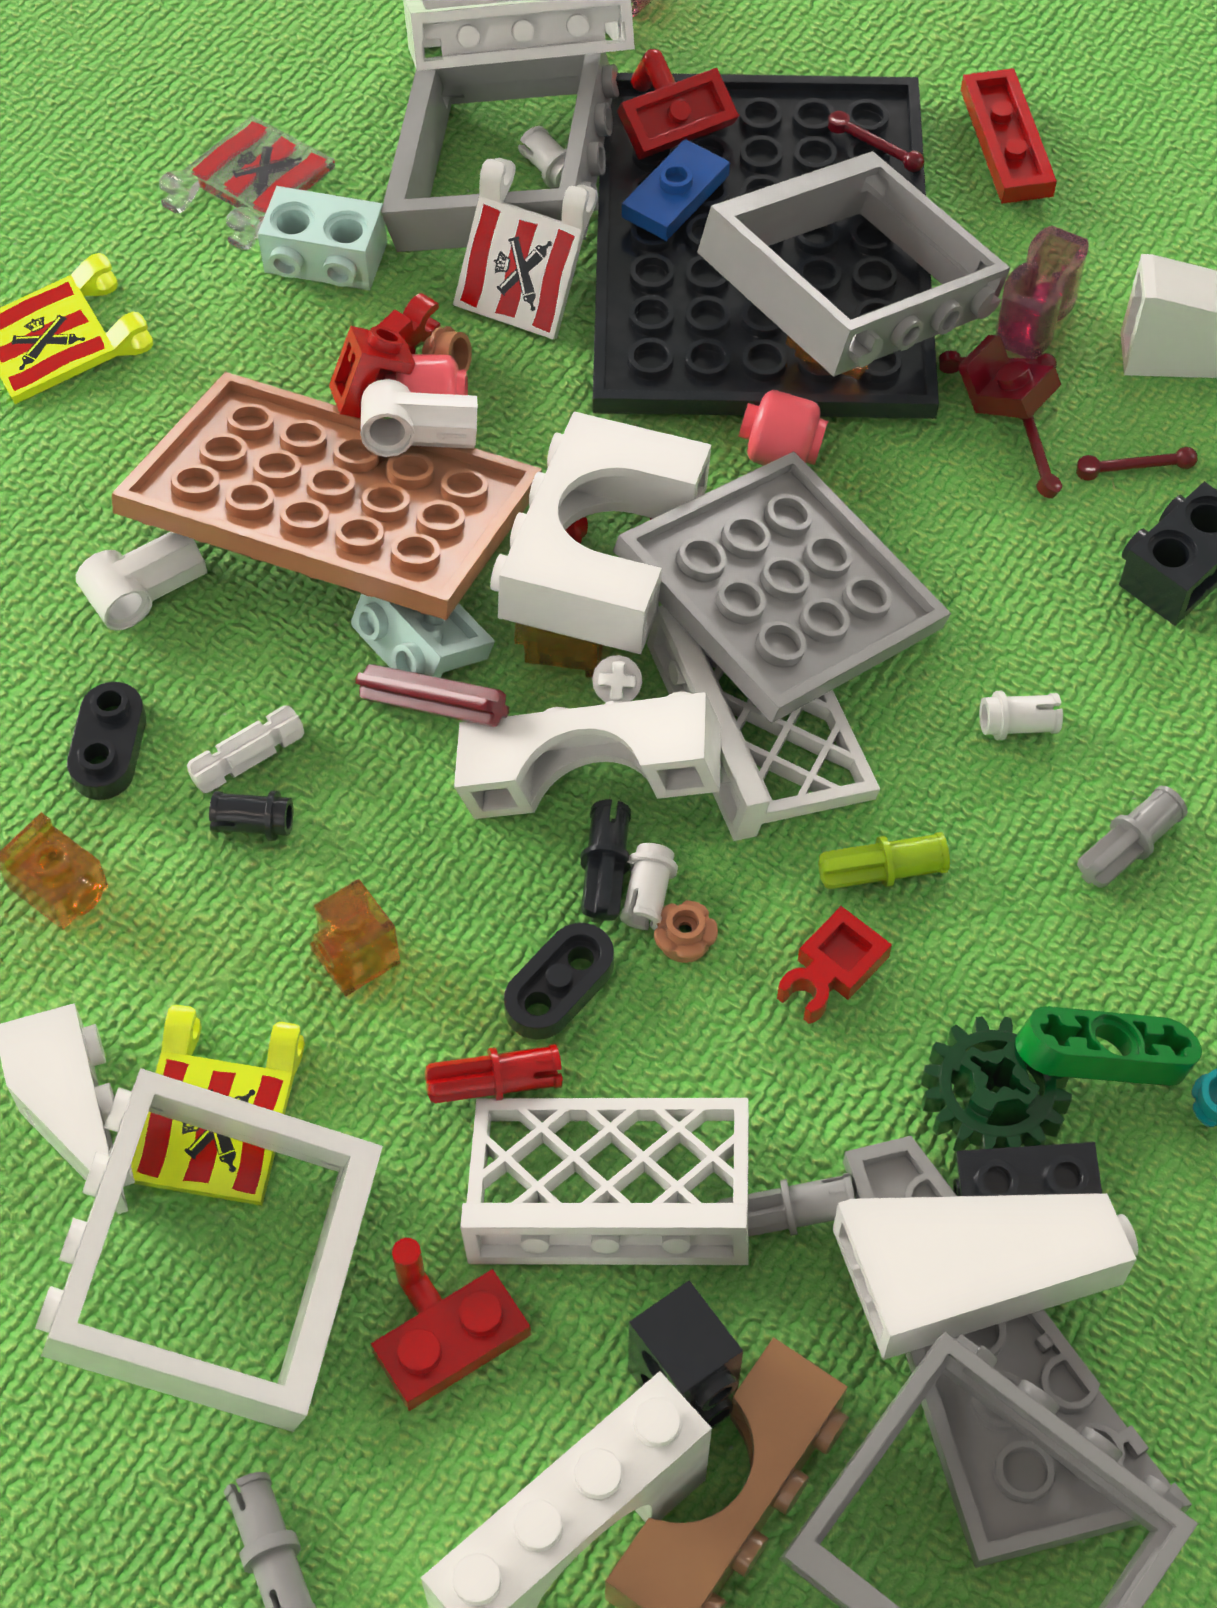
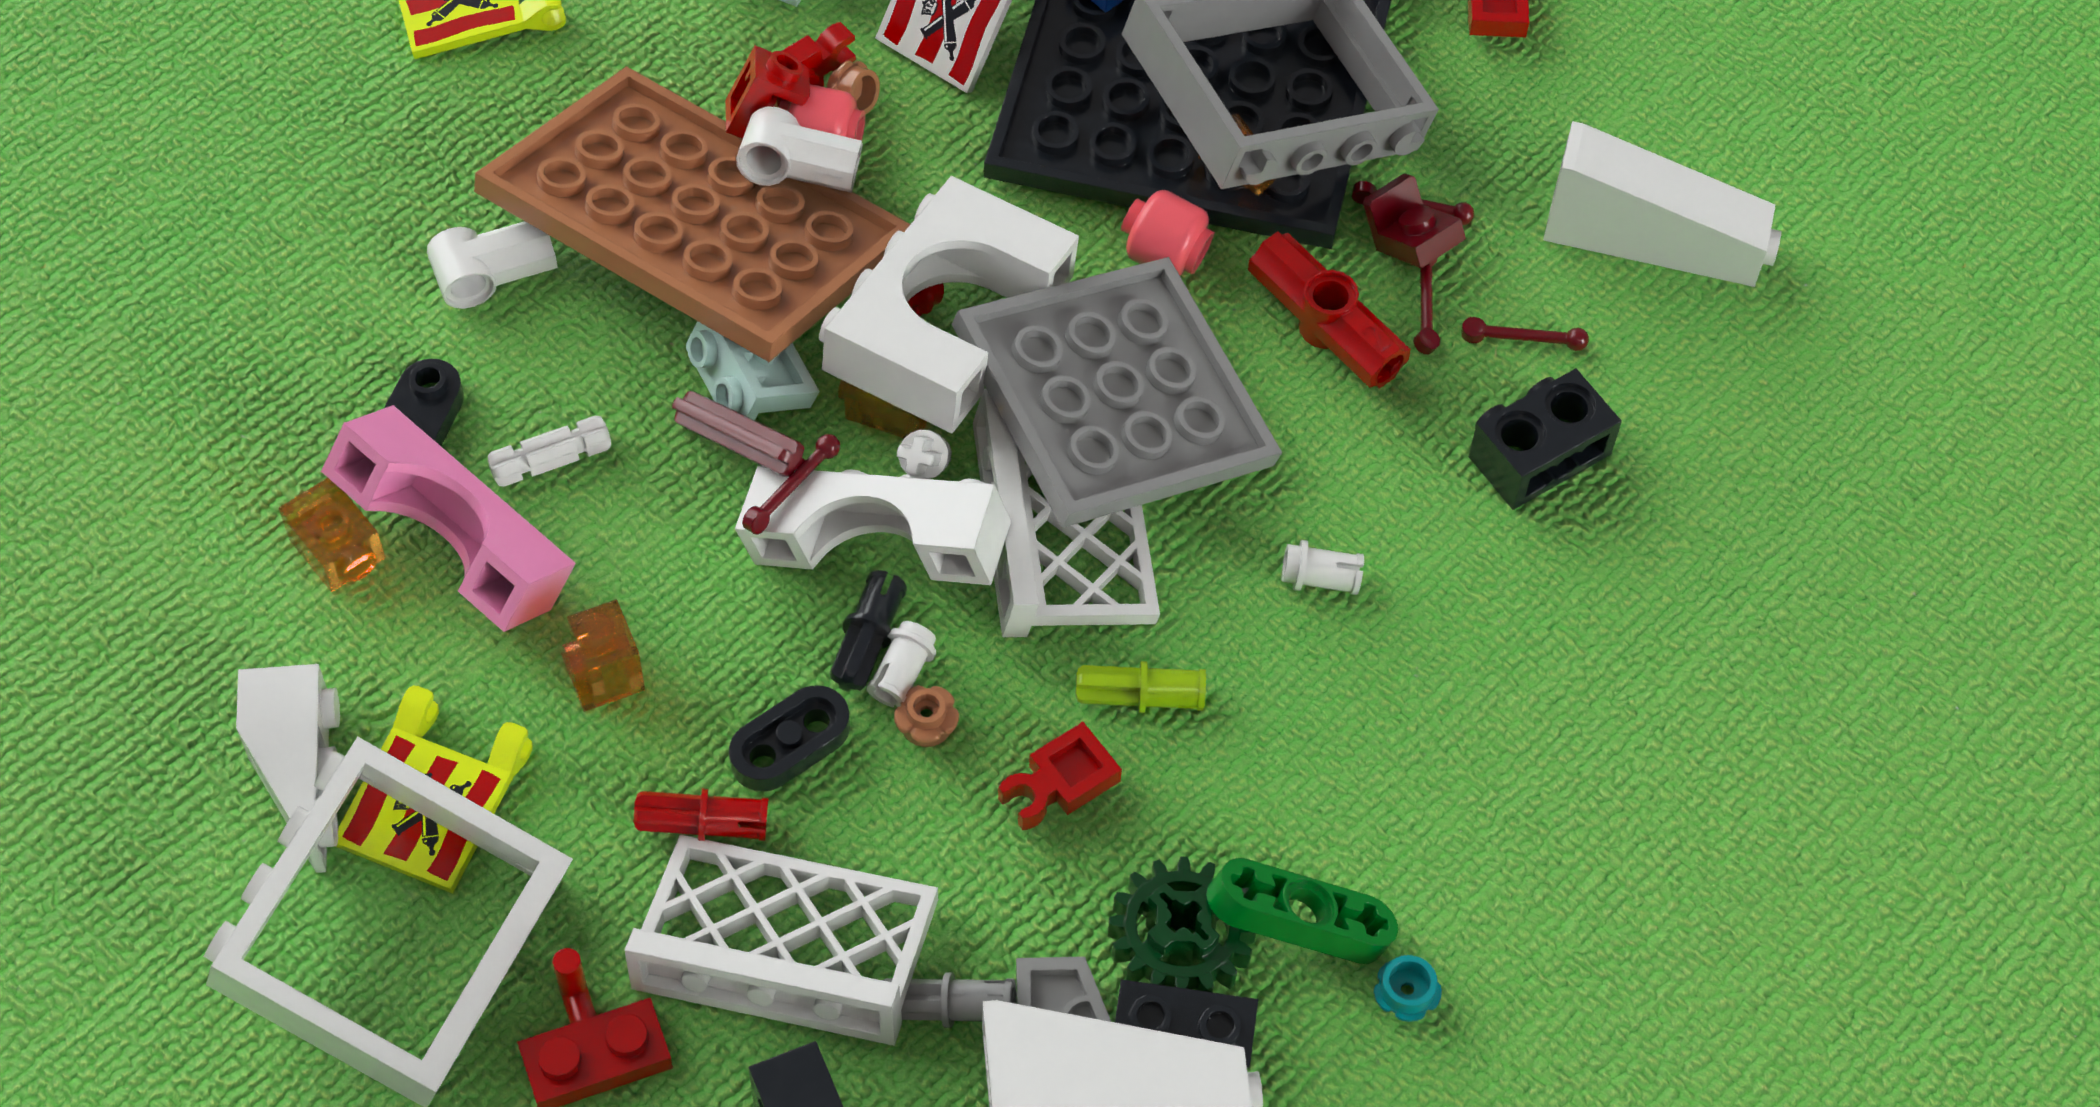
camera: 10 degrees right, 0 degrees up
(109, 795) = (401, 470): none -> bright pink arch
(252, 814) = (554, 519): black pin -> none
(476, 771) = (757, 518): none -> dark red hinge
(954, 473) = (1347, 327): none -> red piece
(1041, 291) = (1472, 138): brick -> none
(1132, 836) = (1396, 713): light grey axle -> none

